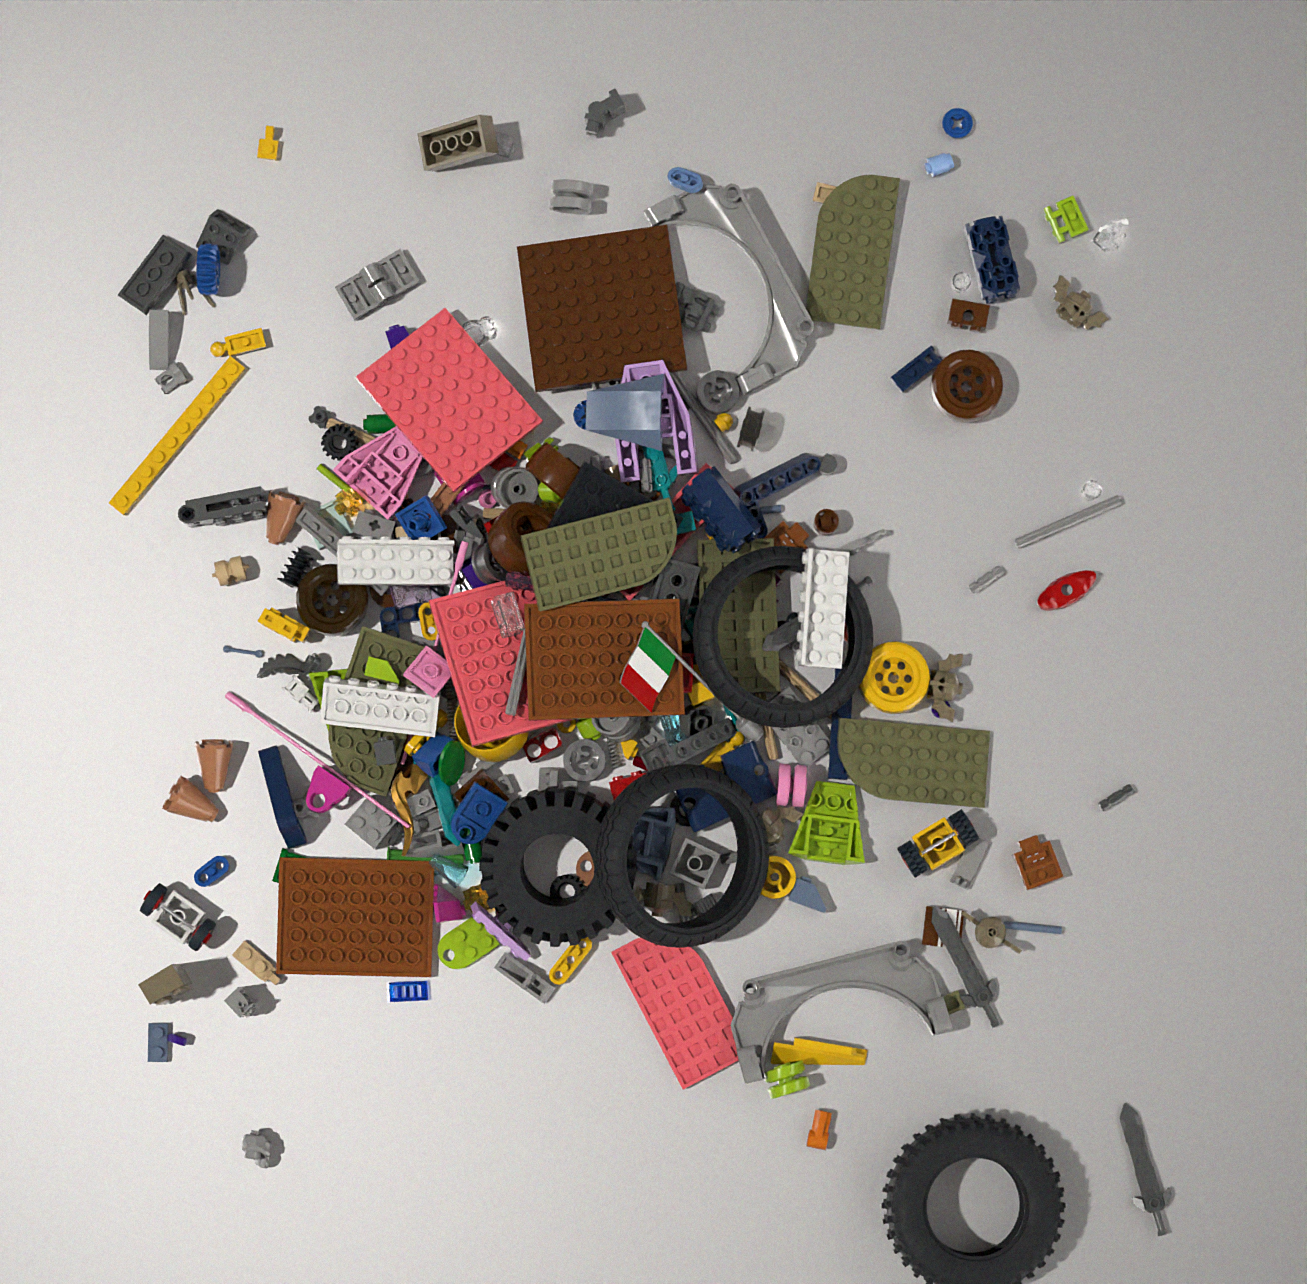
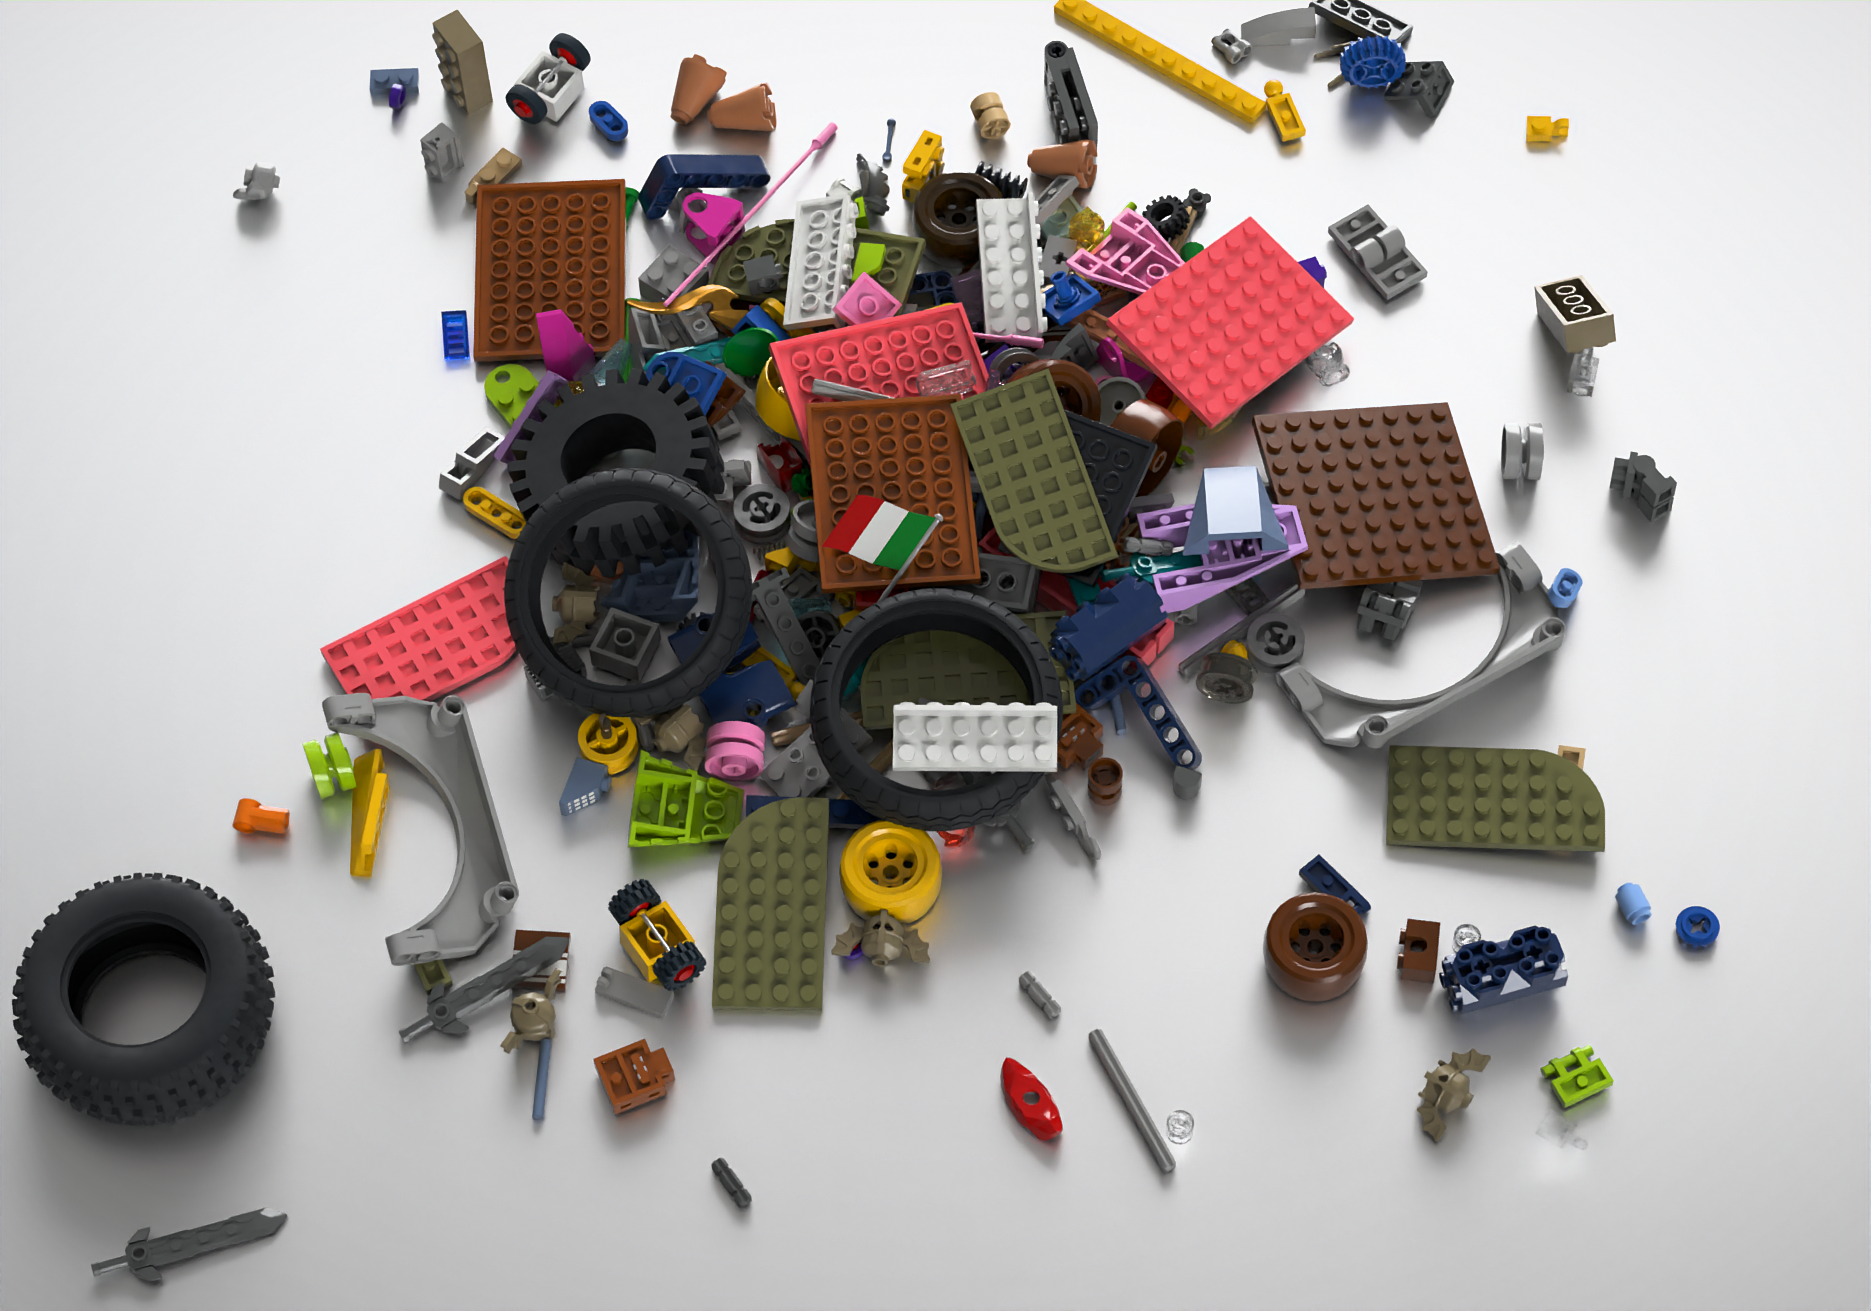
camera: 90 degrees right, 25 degrees down
(565, 729) = (802, 482): none -> green plate

